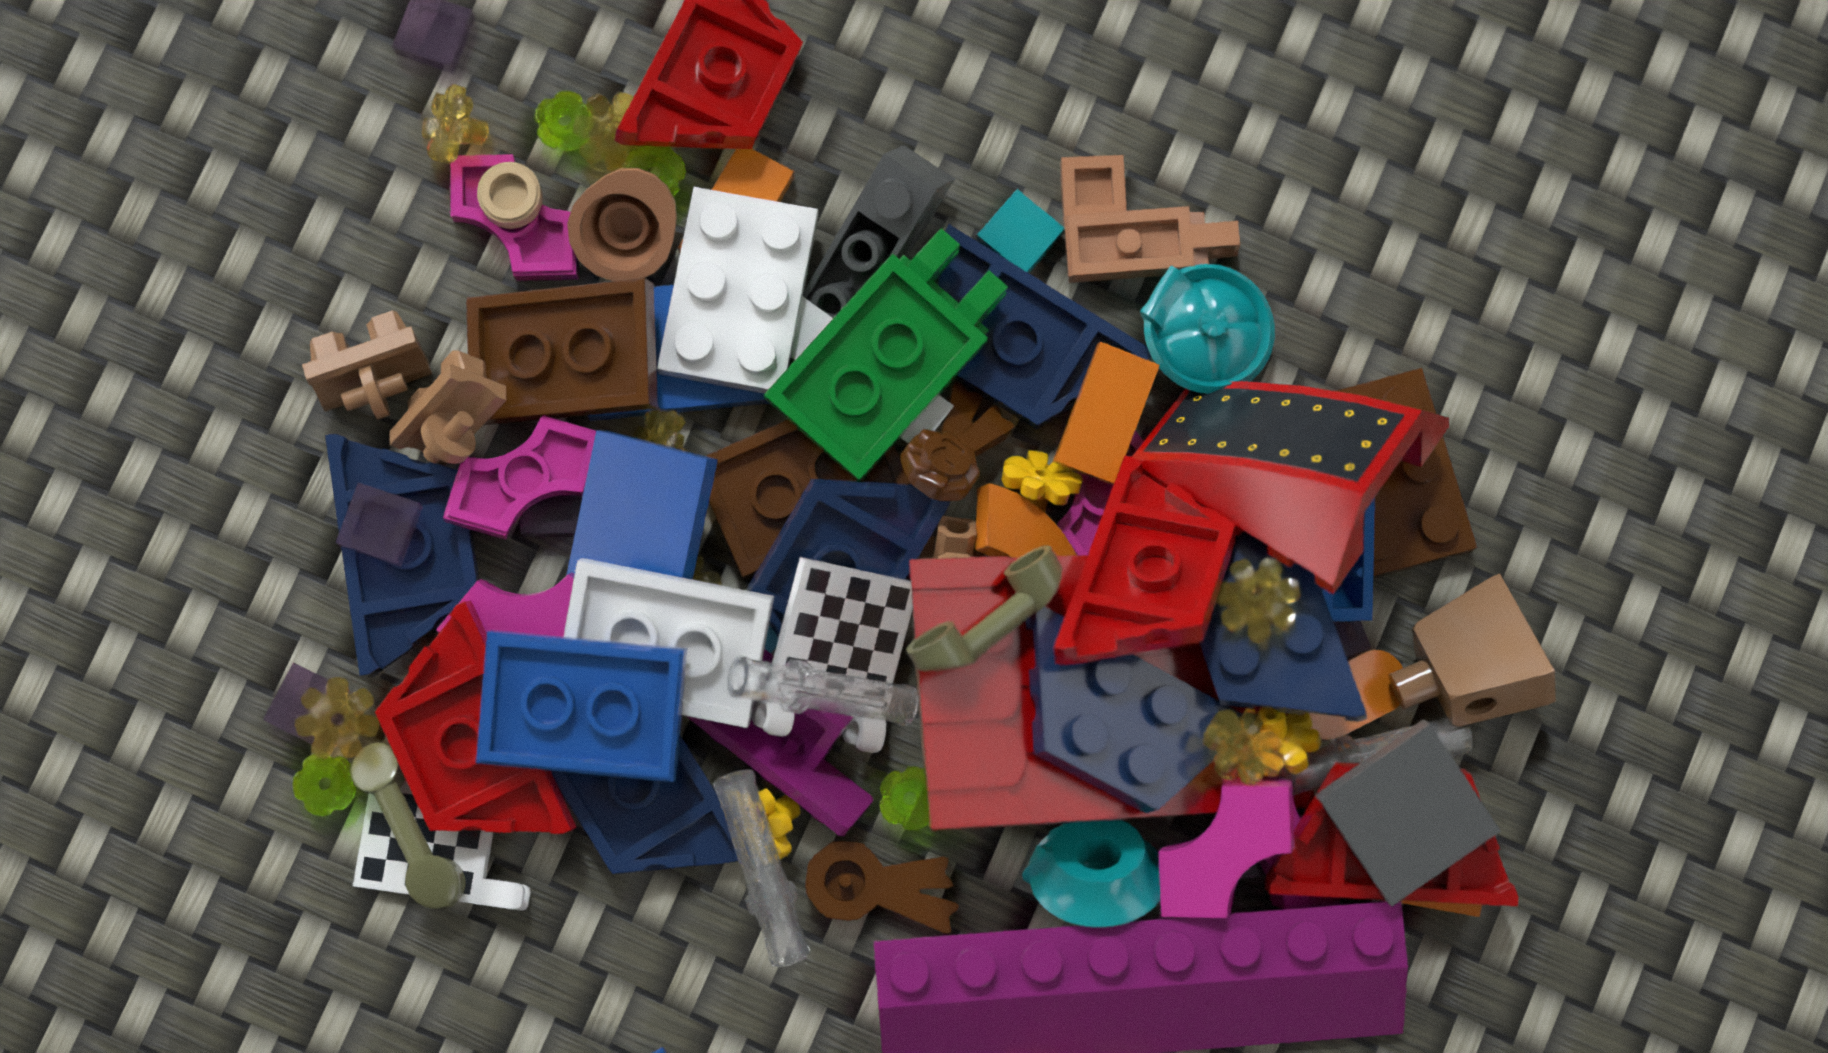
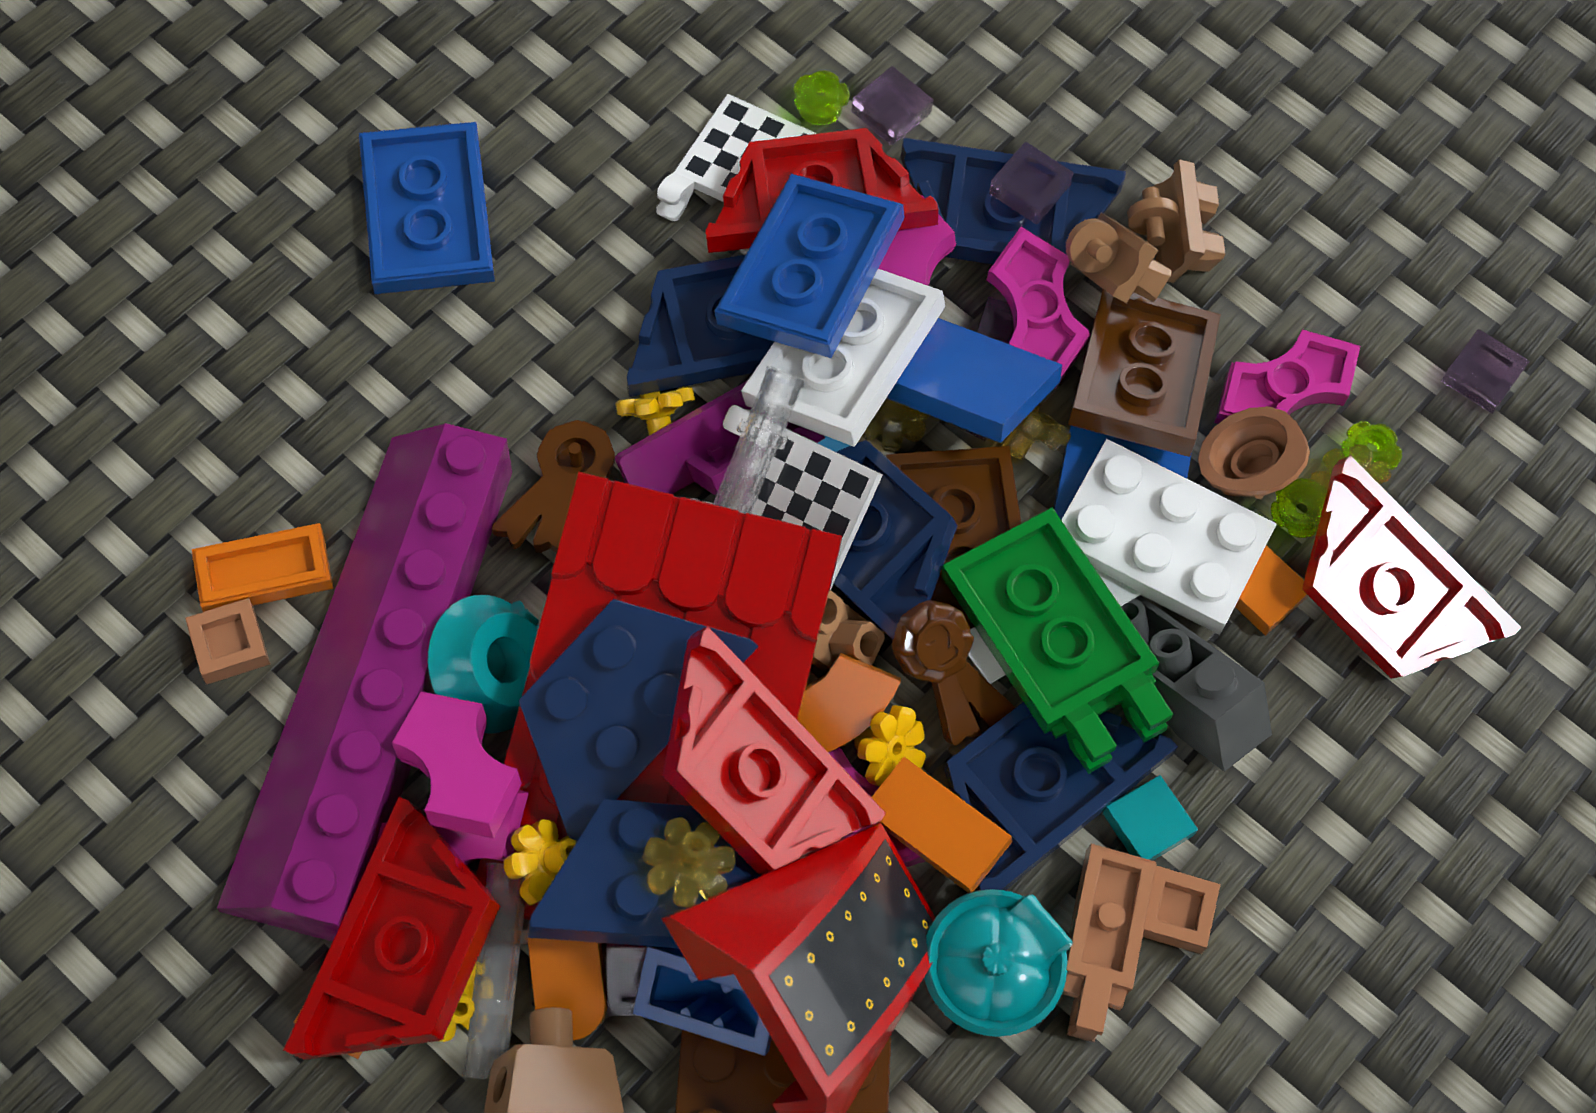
camera: 105 degrees right, 15 degrees down
(322, 709) = (873, 109): clear yellow plant -> none
(429, 878) = (708, 135): olive bar -> none
(452, 125) = (1388, 354): clear yellow plant -> none
(510, 195) = (1309, 375): tan tile -> none
(770, 894) = (594, 383): clear pin -> none
(1034, 580) = (739, 529): olive bar -> none
(1243, 747) = (548, 807): clear yellow plant -> none
(1407, 812) = (417, 949): dark grey tile -> none

